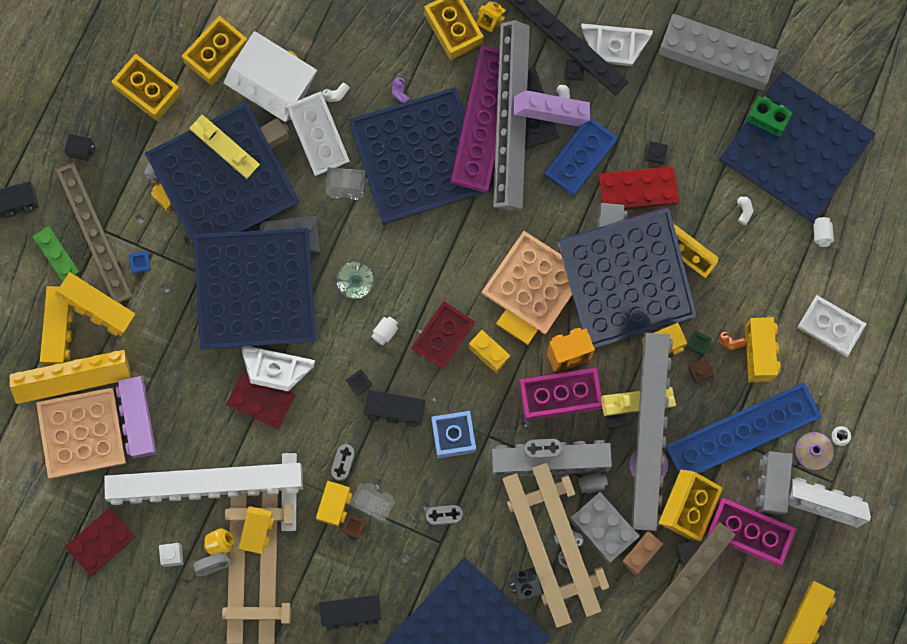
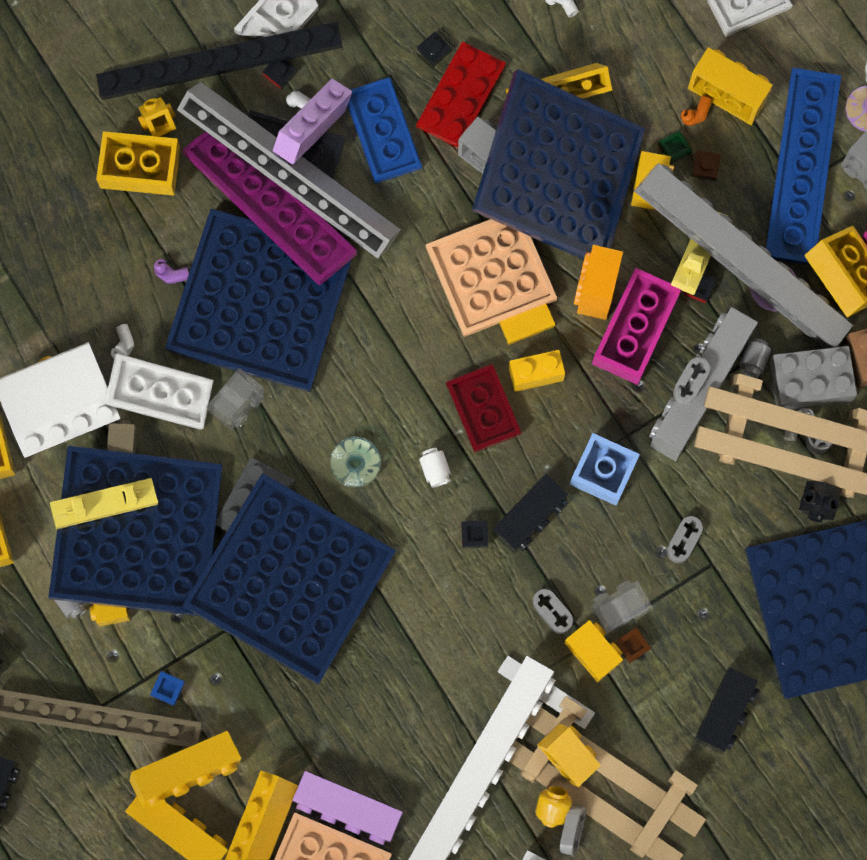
camera: 55 degrees left, 0 degrees up
(55, 253) = (90, 779): bright green plate -> none
(261, 402) = (420, 655): dark red plate -> none
(275, 368) = (395, 616): white wing -> none

